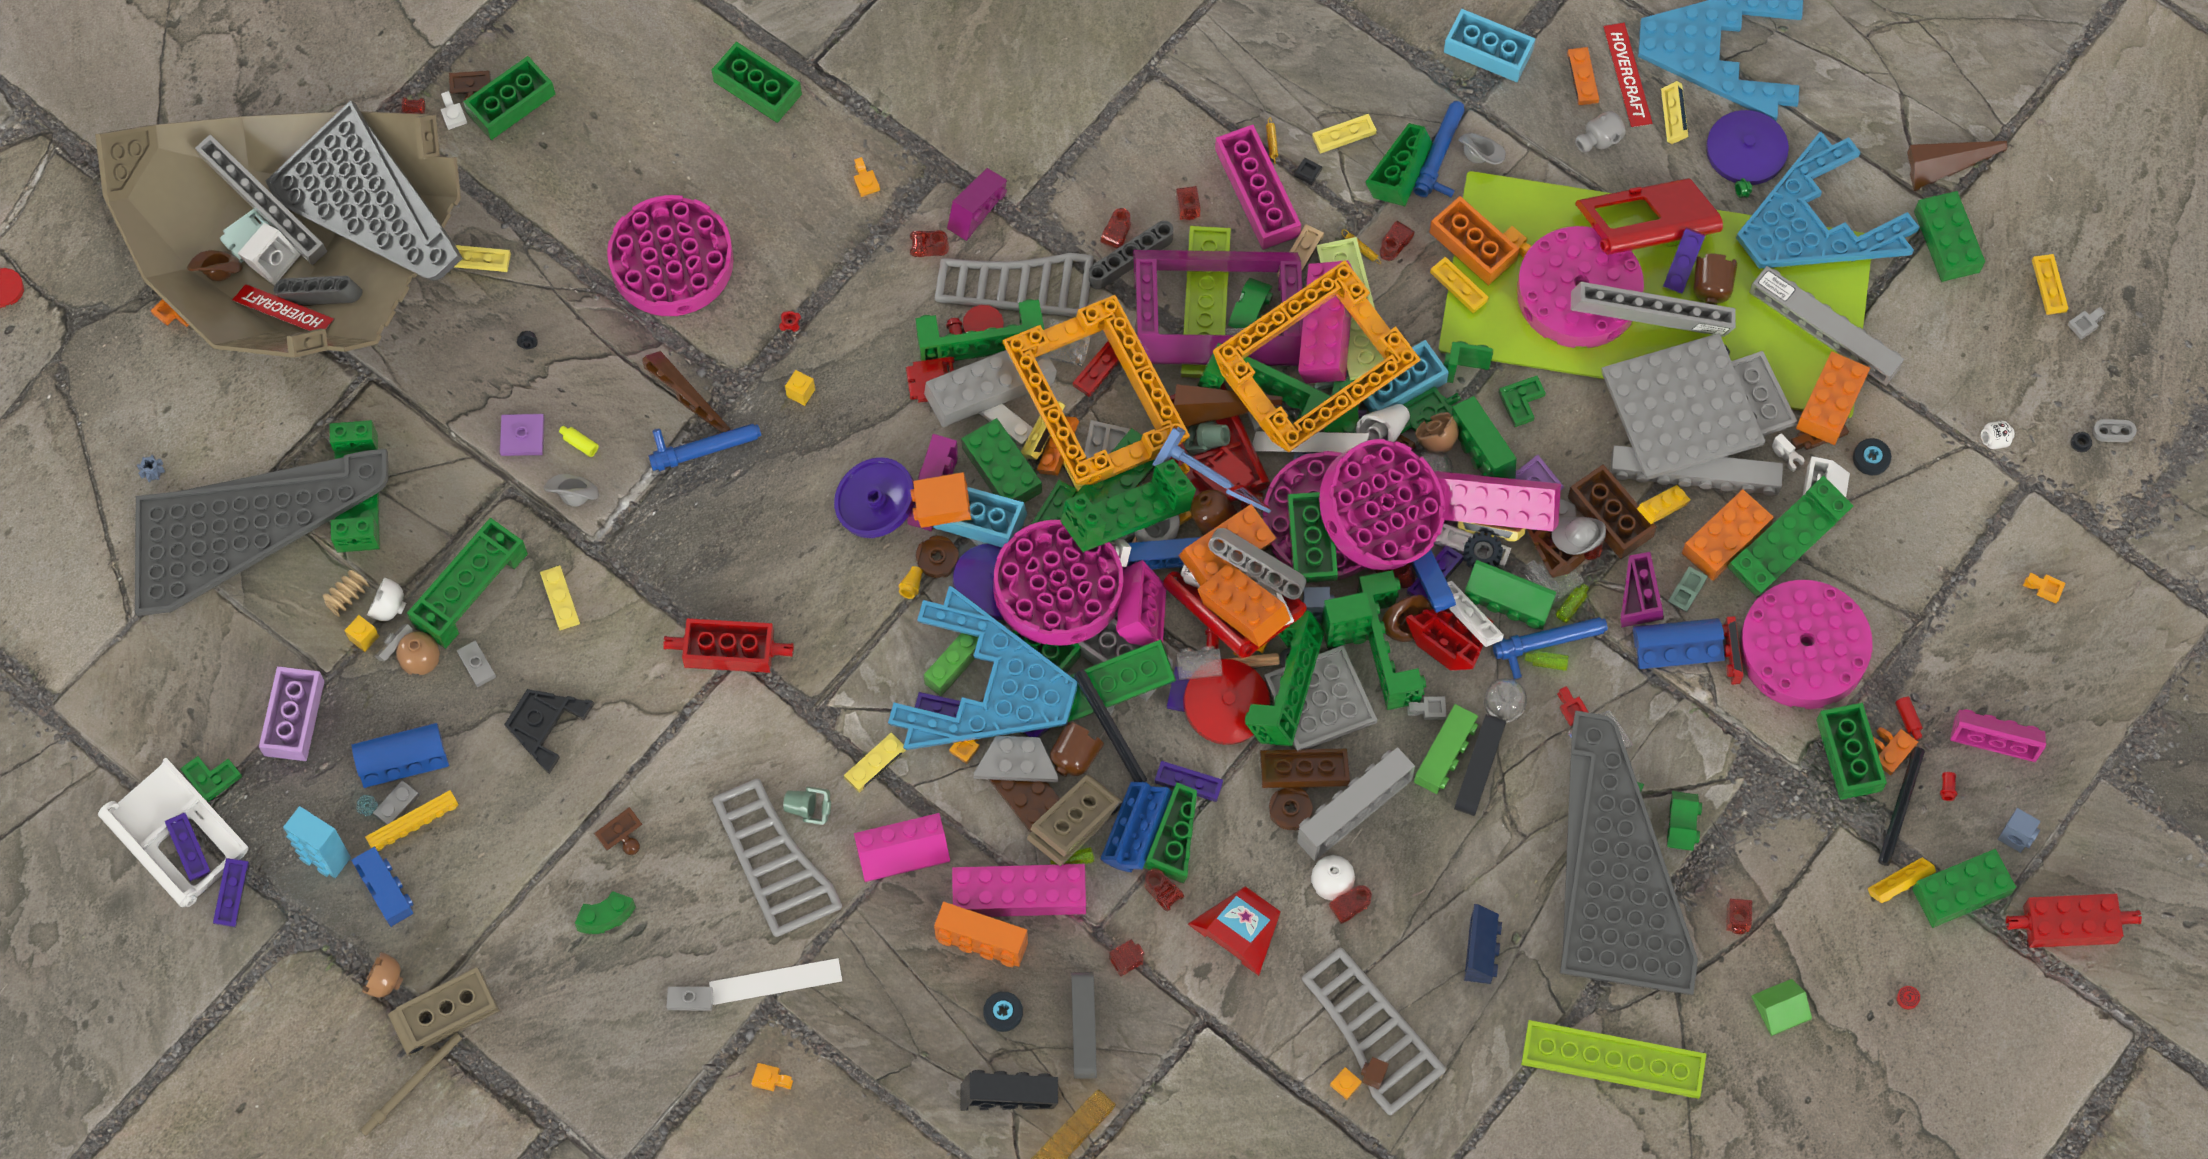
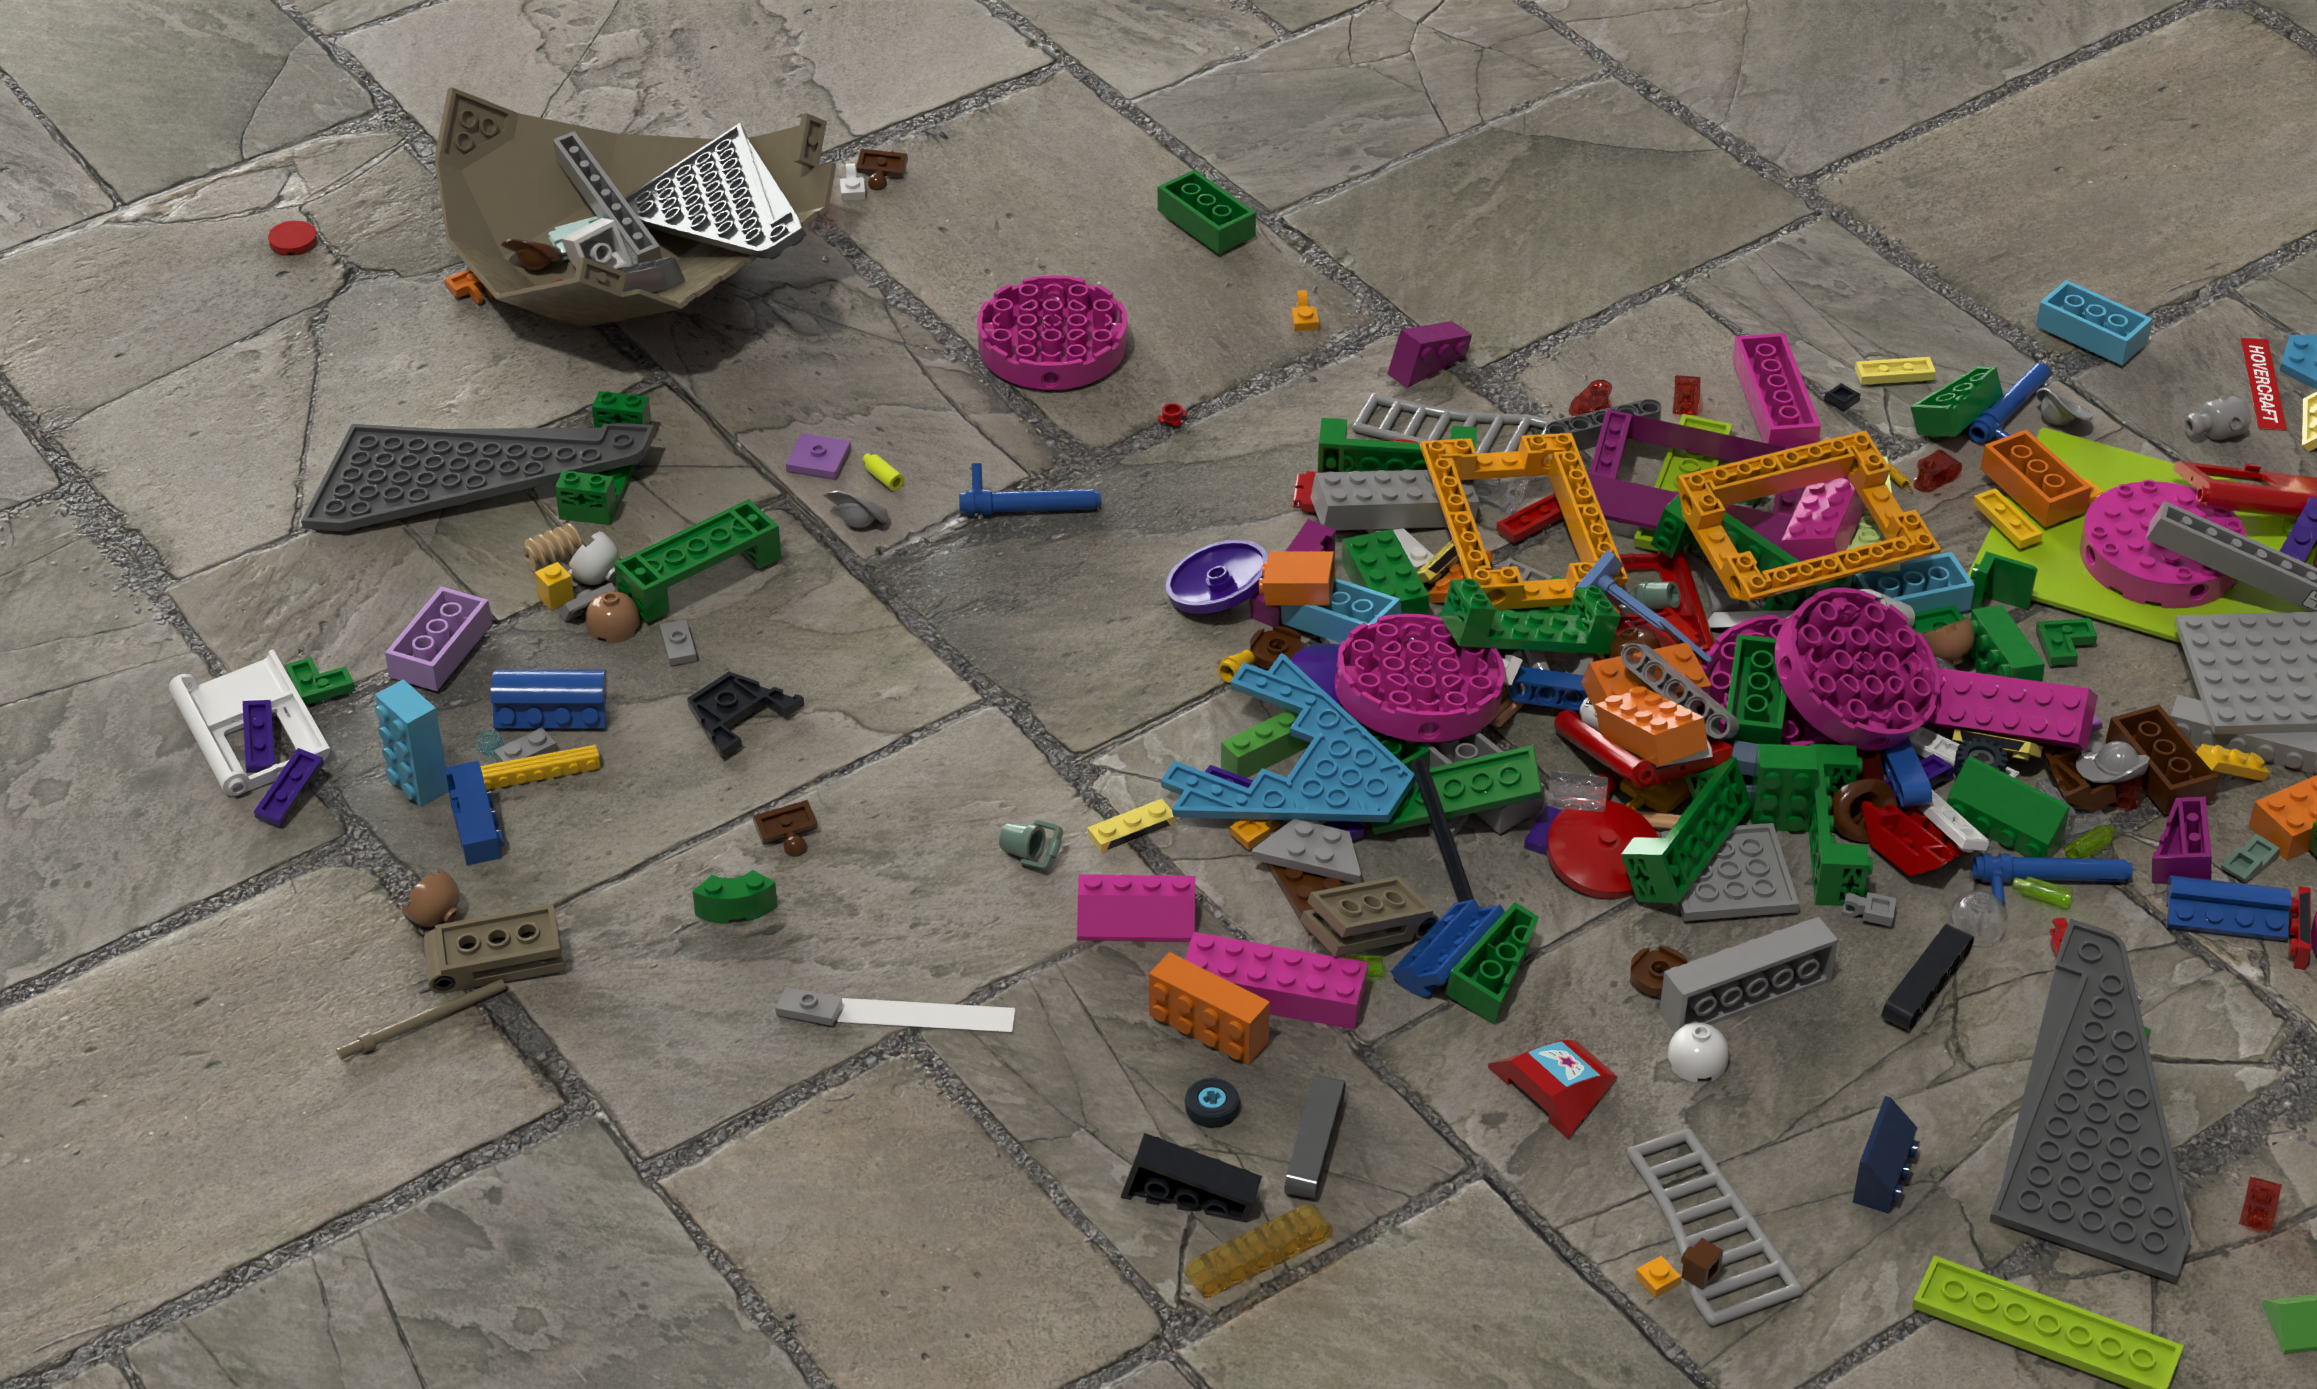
camera: 15 degrees right, 25 degrees down
(146, 464) = (380, 405): sand blue gear -> none
(484, 258) = (830, 301): light yellow plate -> none
(509, 98) = (920, 178): green brick -> none
(527, 340) = (860, 371): black plate -> none
(559, 598) = (803, 603): light yellow plate -> none
(665, 371) = (1011, 432): reddish brown wedge -> none
(728, 645) = (989, 675): red brick -> none
(768, 1077) = (880, 1106): light orange plate -> none
(796, 854) = (990, 874): light grey bar -> none
(800, 387) = (1162, 469): yellow brick -> none
(927, 243) = (1364, 377): clear red piece -> none
(1074, 750) = (1392, 850): reddish brown cylinder -> none
(1126, 957) = (1394, 1077): clear red brick -> none
(1141, 605) = (1519, 722): dark pink slope -> none
(1164, 893) = (1464, 1016): clear red piece -> none
(1203, 404) = (1660, 558): reddish brown wedge -> none
(1206, 785) = (1550, 926): dark purple plate -> none
(1272, 142) = (1804, 362): yellow piece -> none
(1304, 768) = (1685, 931): reddish brown plate -> none
(1347, 905) = (1713, 1084): clear red piece -> none
(1446, 748) = (1885, 952): bright green brick -> none
(1583, 76) = (2206, 373): orange plate -> none
(1683, 815) = (2199, 1086): green brick -> none

